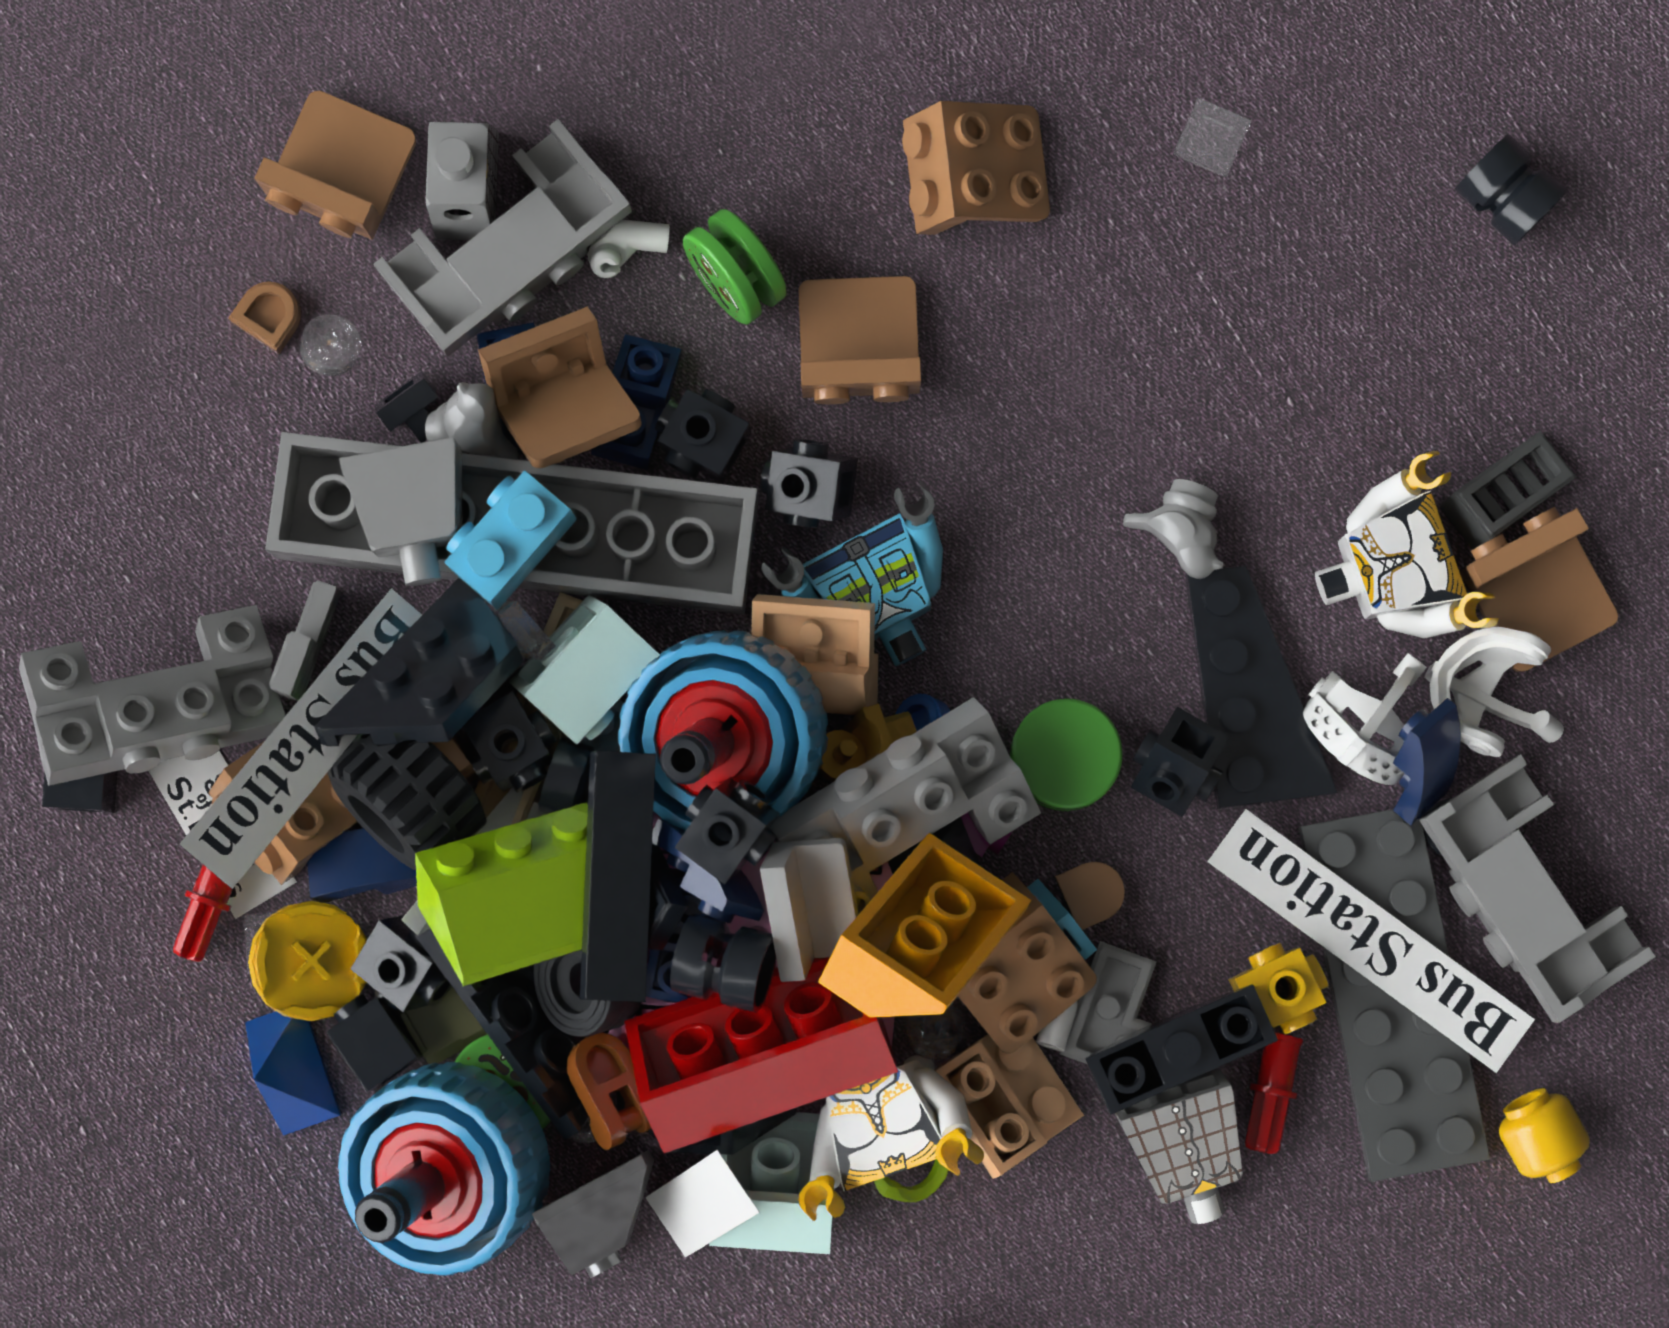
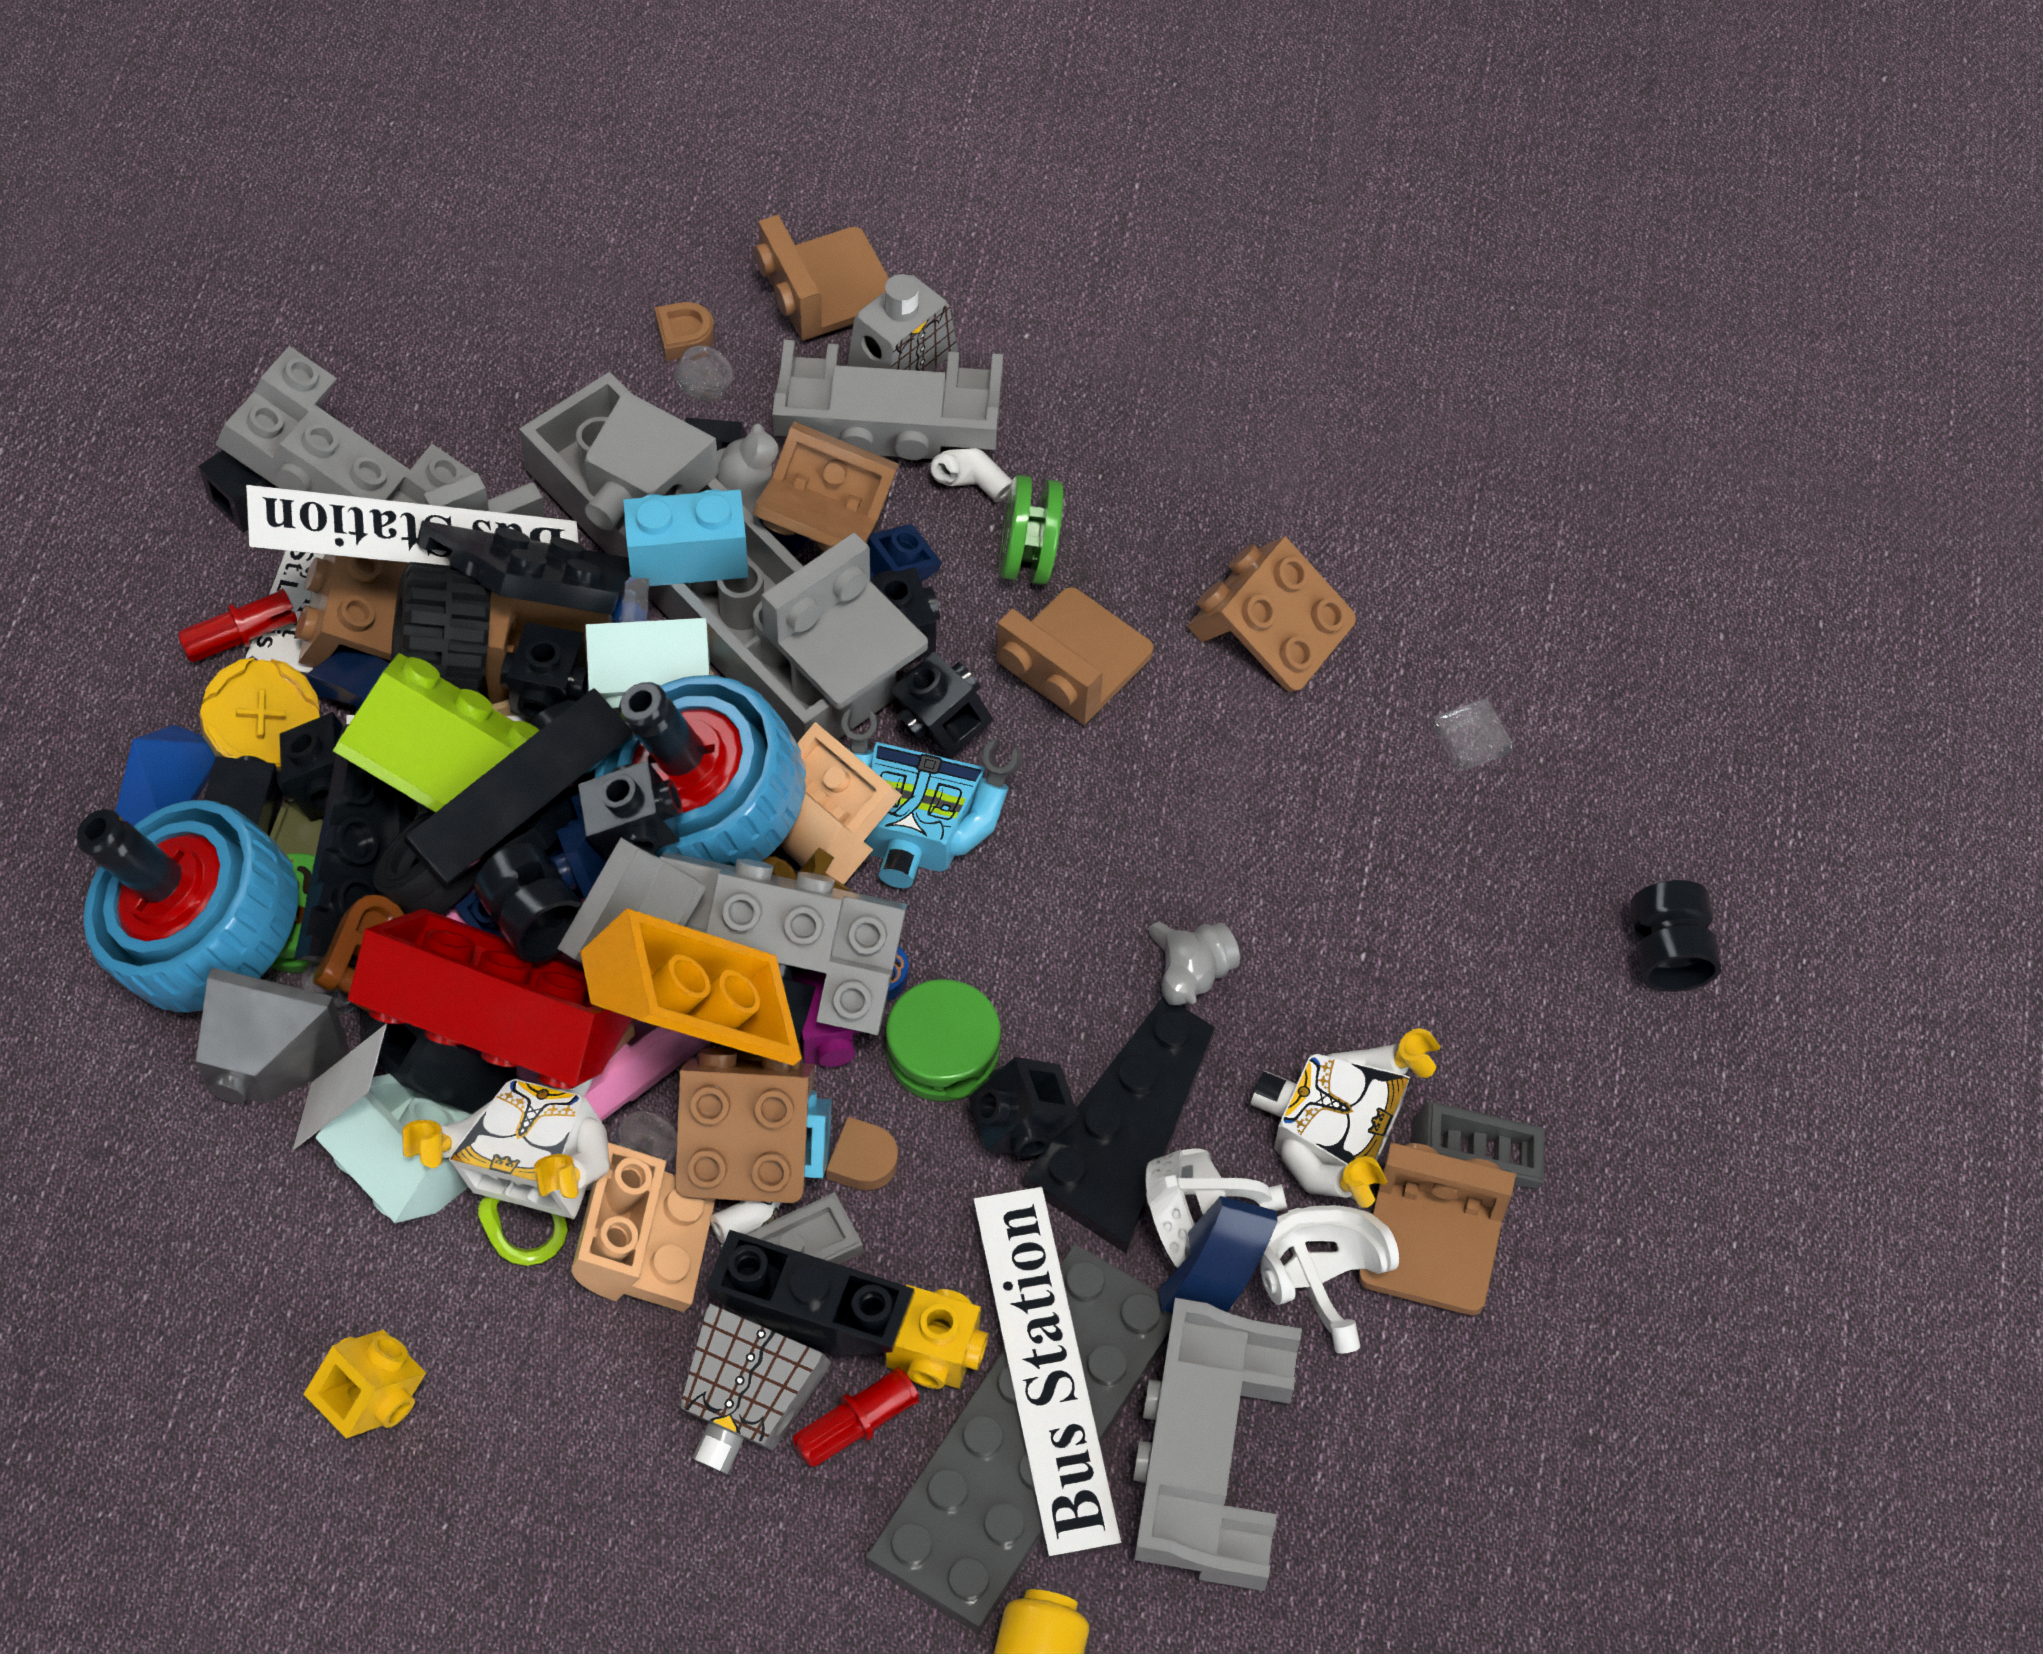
camera: 35 degrees right, 25 degrees down
(706, 508) = (839, 624): none -> light grey bracket

